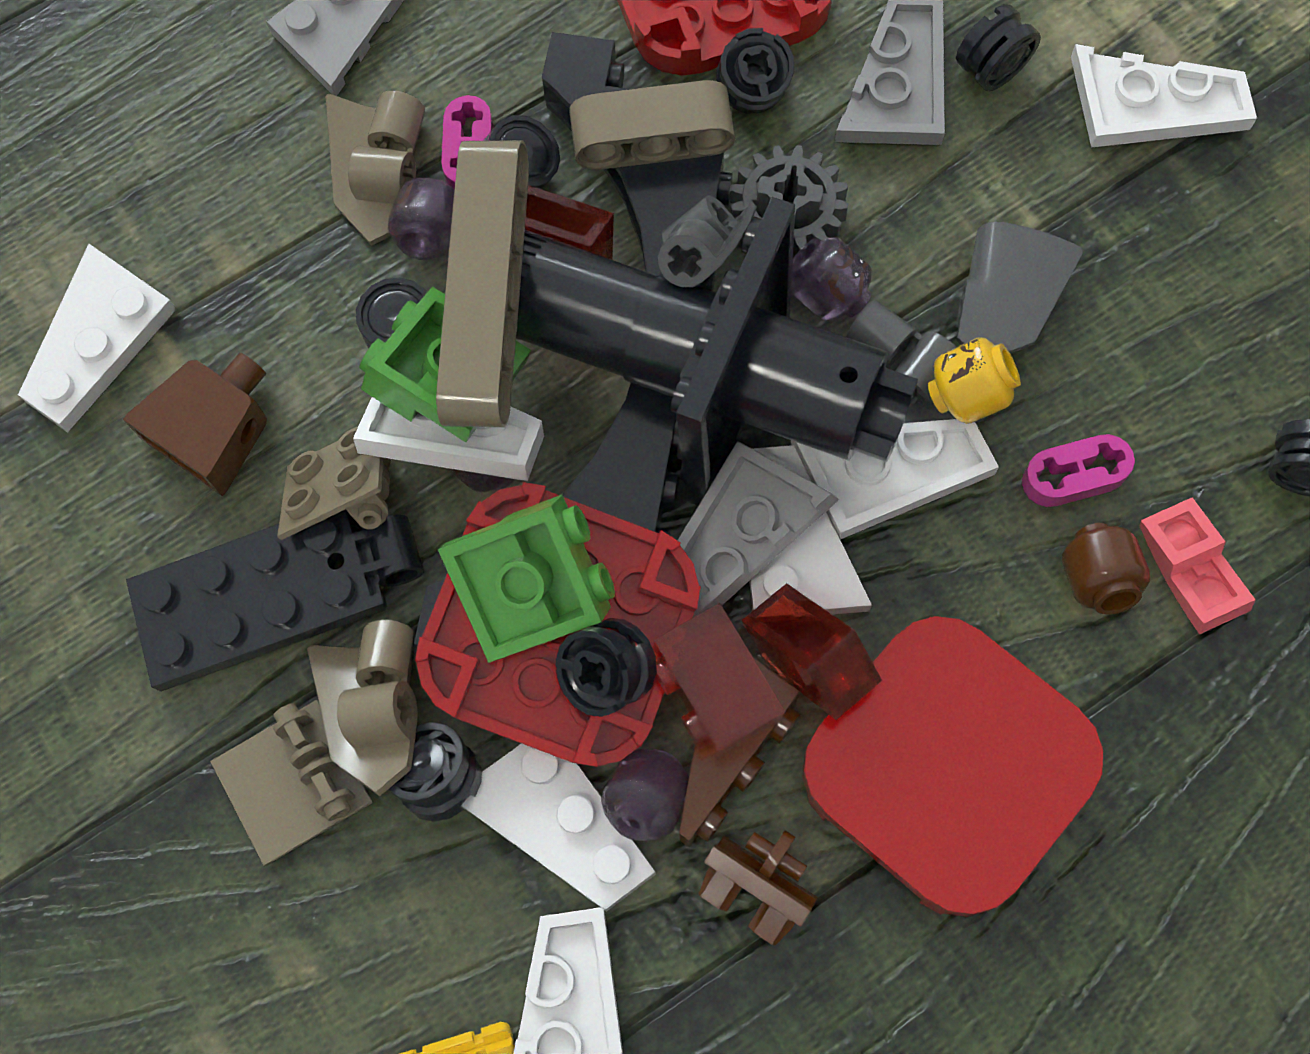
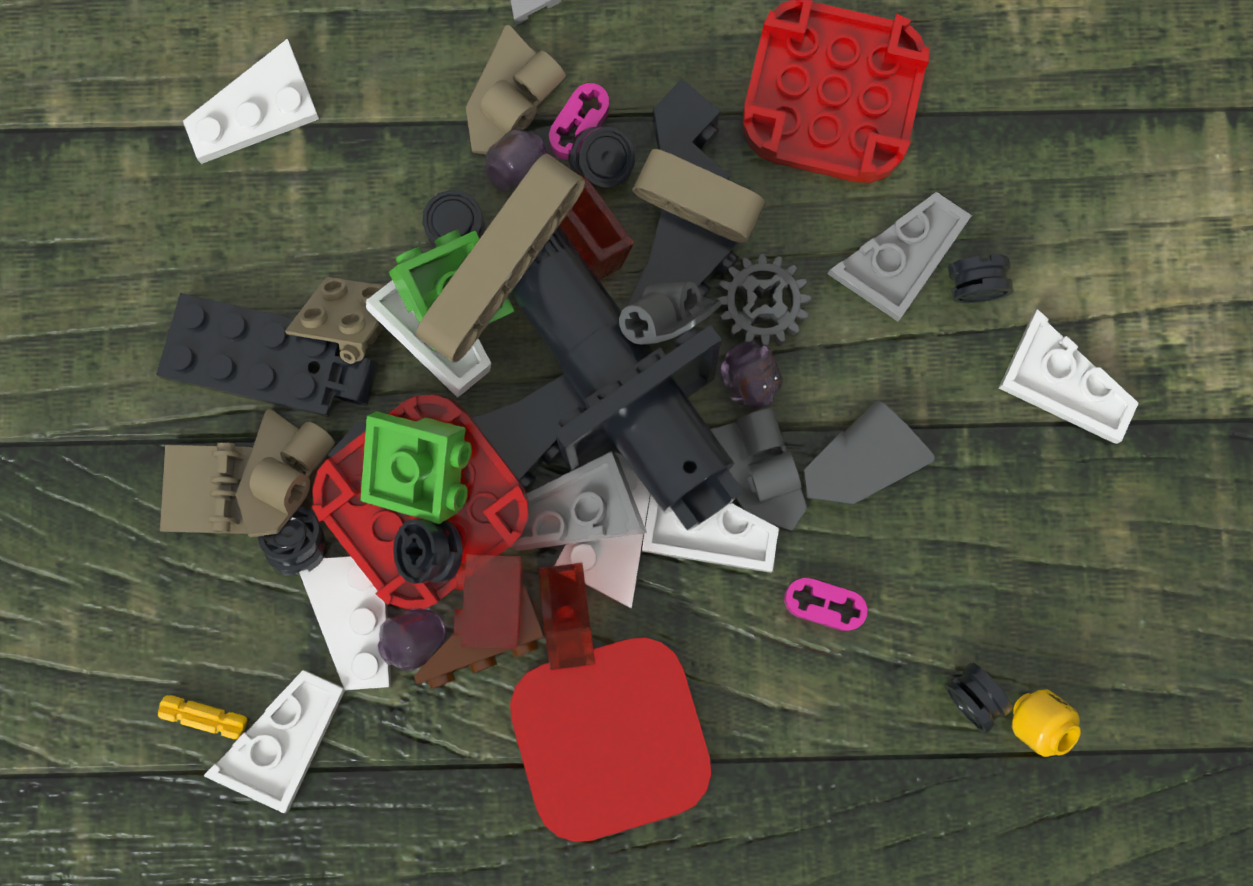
camera: 25 degrees right, 10 degrees up
(204, 419) = (289, 215): reddish brown torso -> none
(737, 868) = (450, 731): reddish brown hips -> none
(755, 70) = (804, 190): black wheel -> none
(974, 380) = (790, 507): yellow head -> none
(1106, 568) = (793, 680): reddish brown head -> none
(1193, 565) = (855, 713): coral slope -> none

